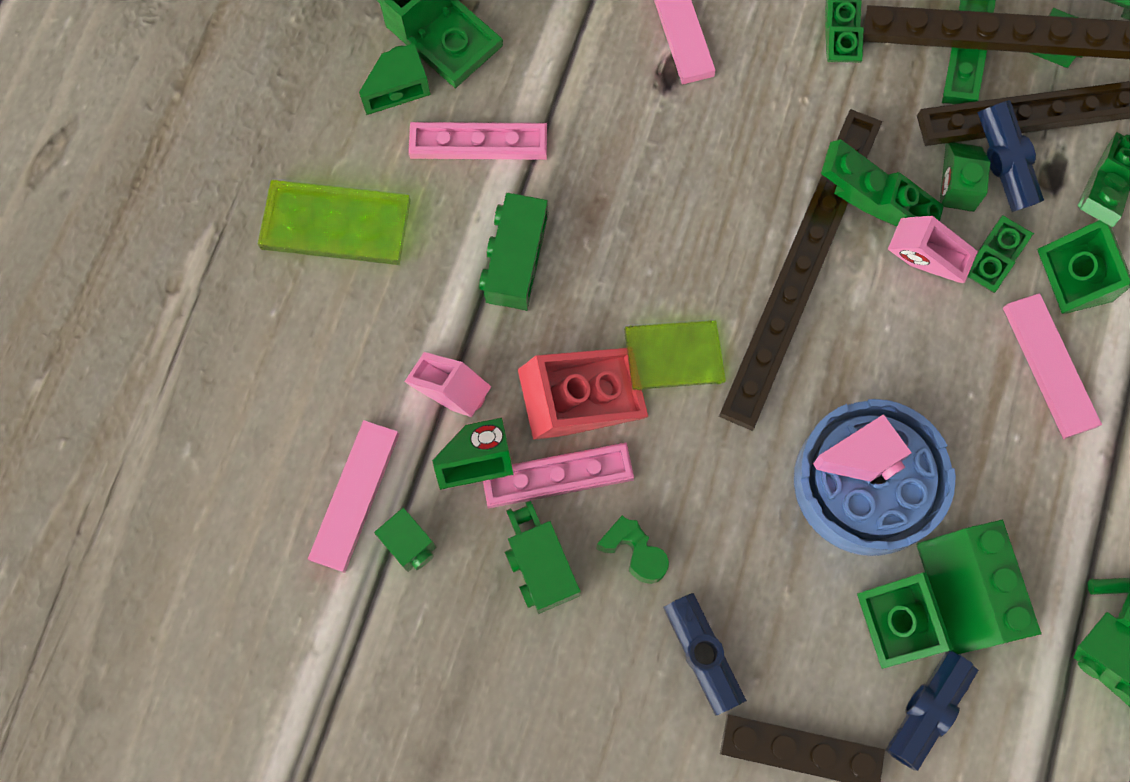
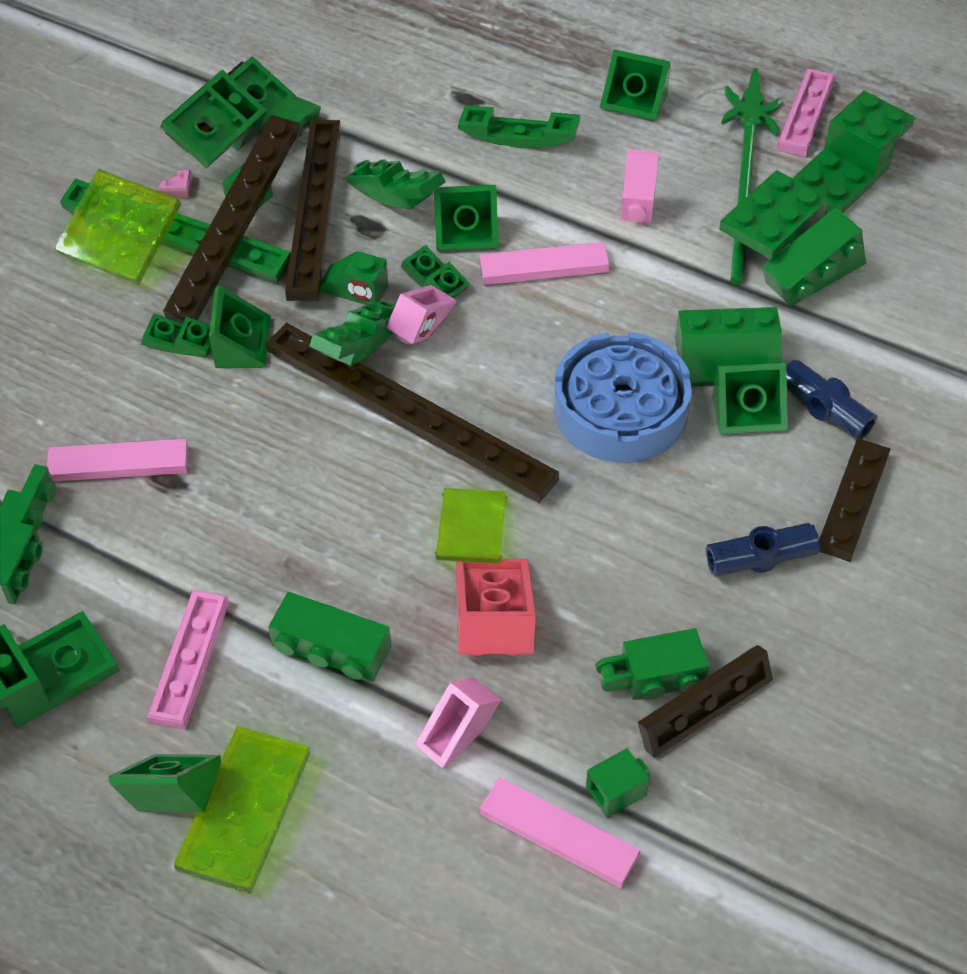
camera: 80 degrees left, 20 degrees down
(343, 152) = (168, 782): none -> green slope
(395, 80) = (91, 719): green slope -> none
(474, 455) = (542, 696): green slope -> none
(509, 615) = (705, 701): none -> dark brown plate
(561, 475) = (571, 646): bright pink tile -> none
(647, 562) = (668, 583): green leg -> none
(859, 78) = (238, 332): none -> green slope
(866, 453) = (607, 379): bright pink slope -> none
(1011, 156) = (352, 237): dark blue piece -> none

